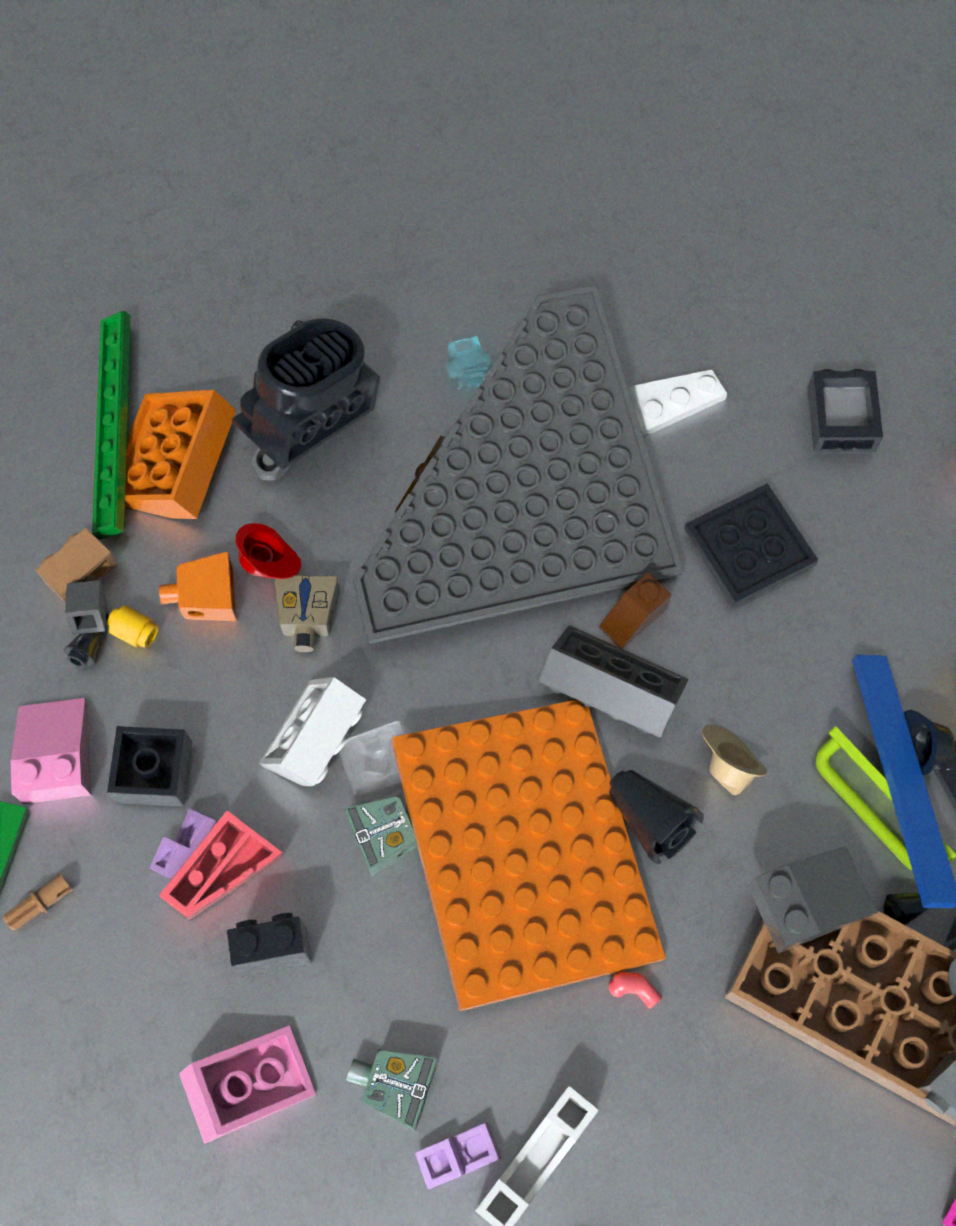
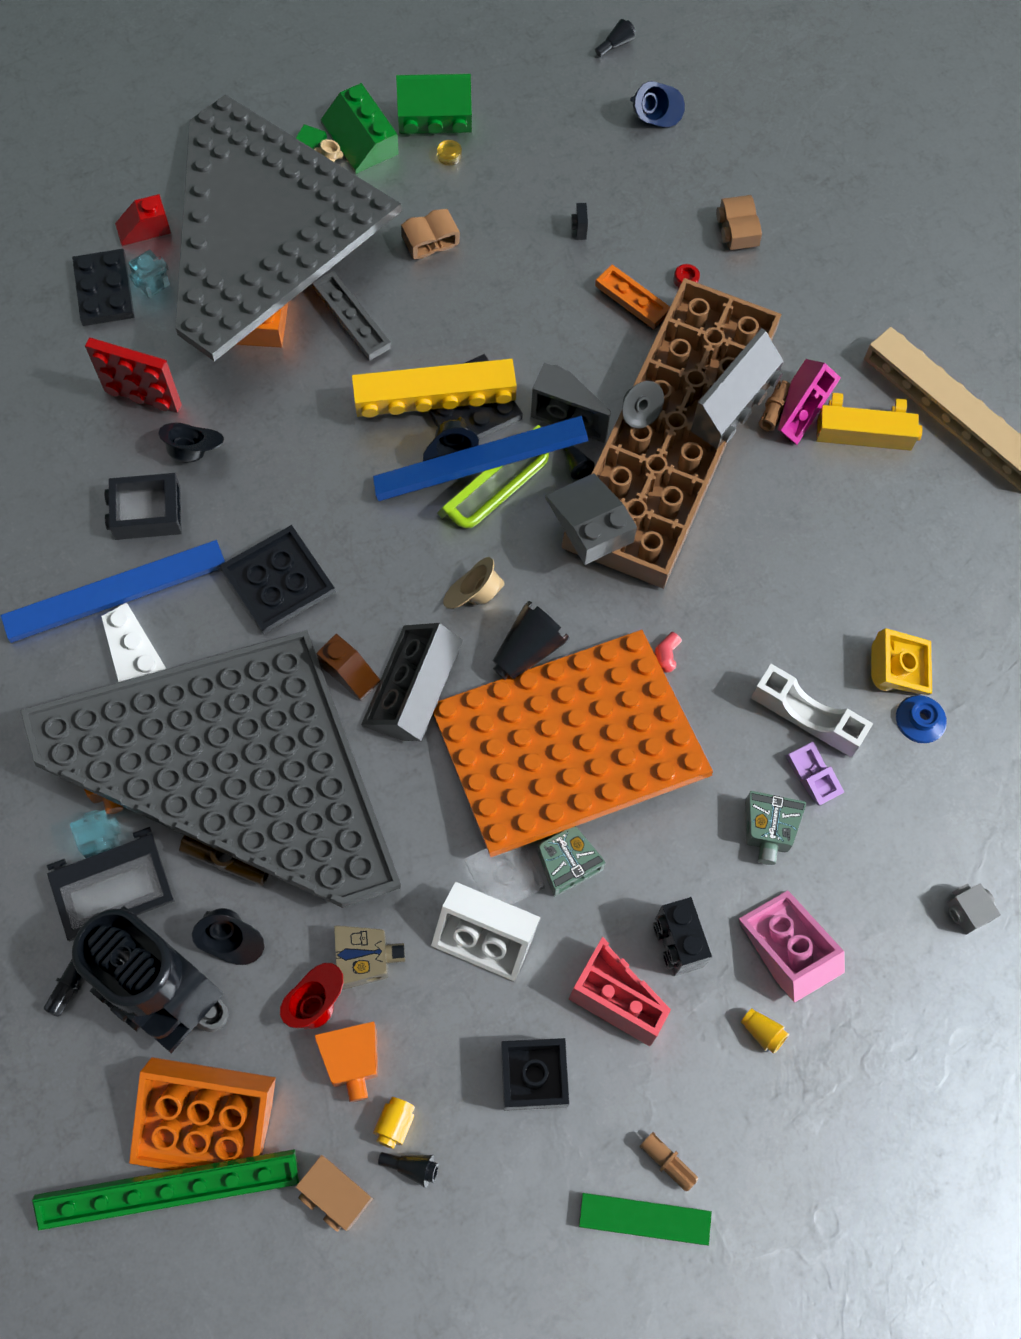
camera: 100 degrees left, 0 degrees up
(51, 752) = (523, 1179): bright pink slope -> none
(85, 607) = (381, 1168): dark grey brick -> none
(155, 1033) = (765, 1030): none -> yellow cone
(174, 853) = (607, 1036): lavender slope -> none
(346, 479) = (228, 937): none -> black piece
(412, 376) = (118, 877): none -> piece
(744, 387) = (112, 591): none -> blue tile
(929, 454) = (189, 442): none -> black piece

